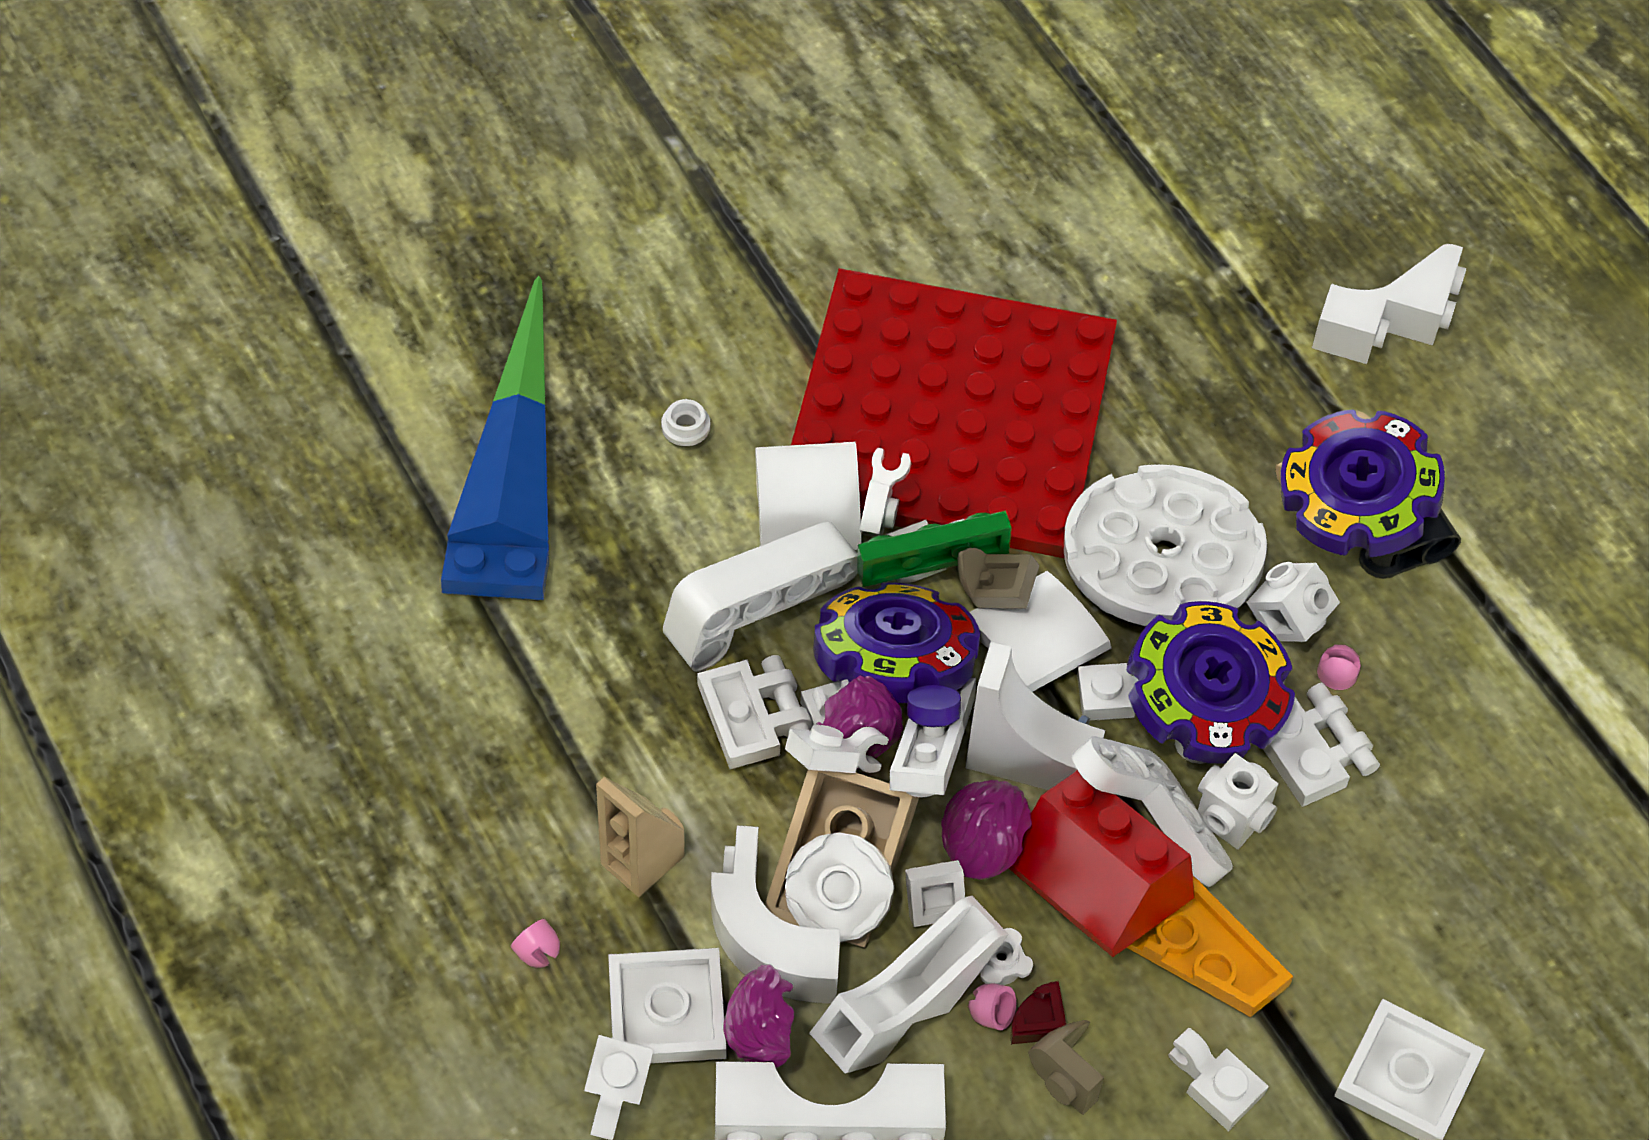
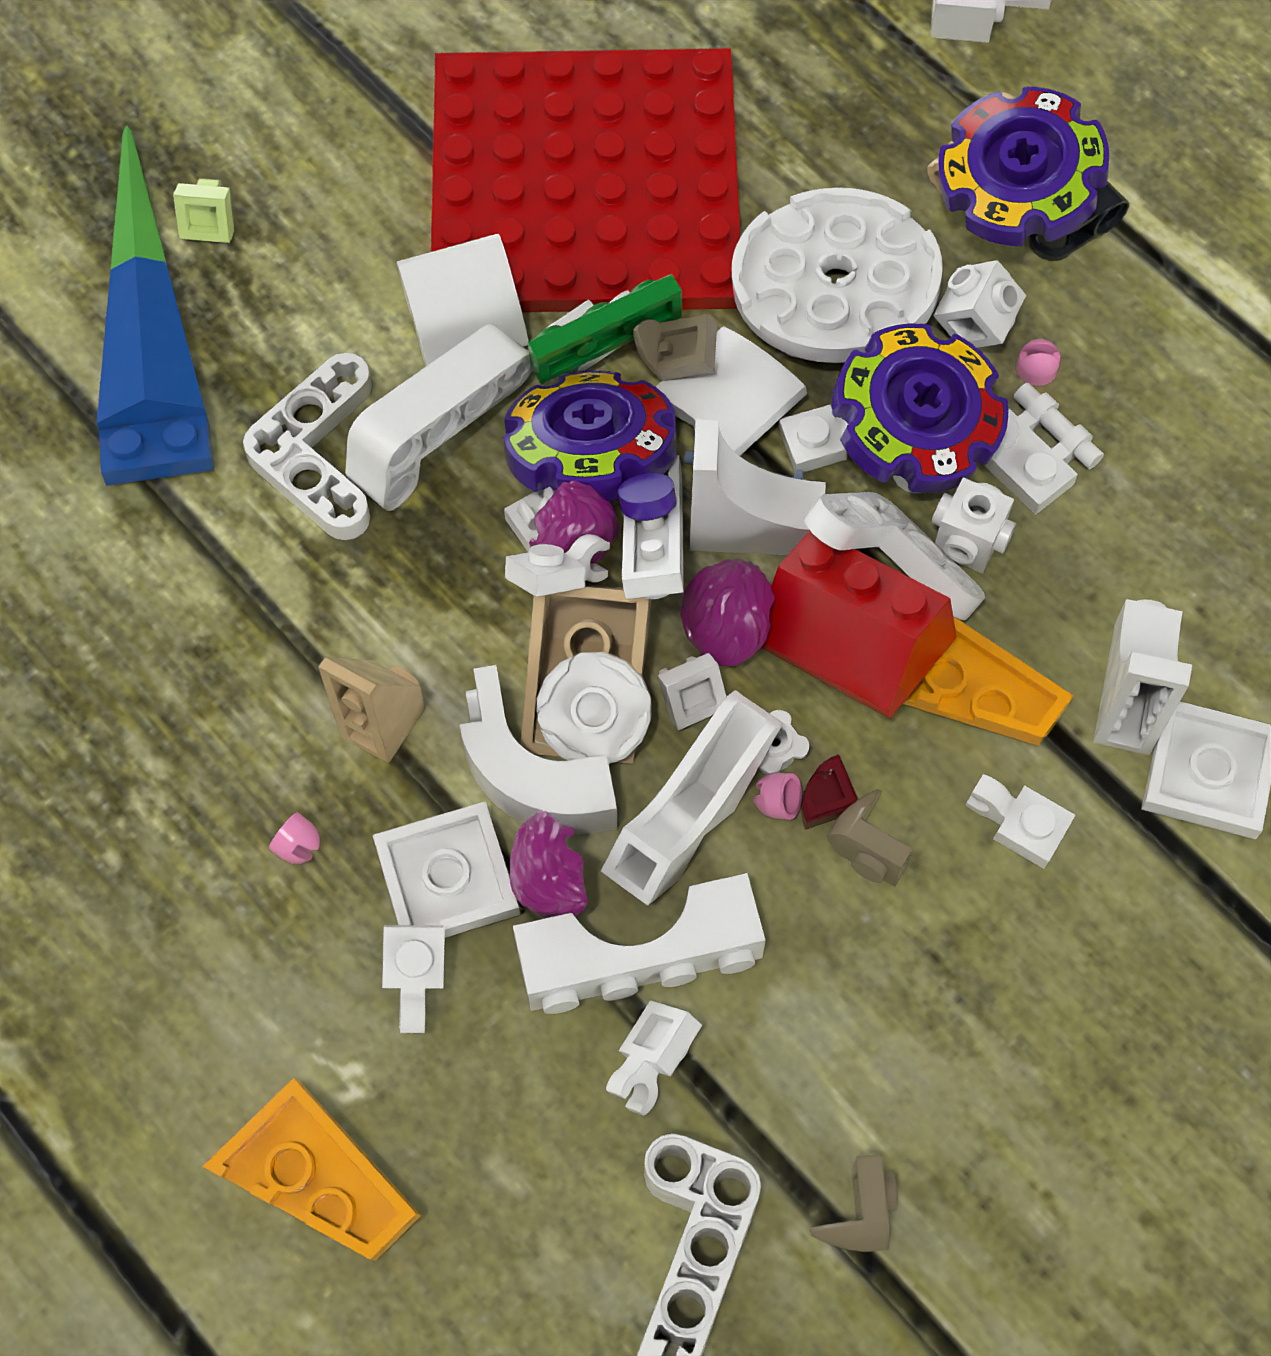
camera: 10 degrees left, 10 degrees up
(591, 367) = (204, 211): none -> yellowish green tile
(624, 602) = (297, 454): none -> white beam
(685, 413) = (314, 239): white plate -> none
(740, 715) = (448, 548): white plate -> none
(879, 507) = (539, 297): white plate -> none
(1358, 973) = (1141, 677): none -> white arch

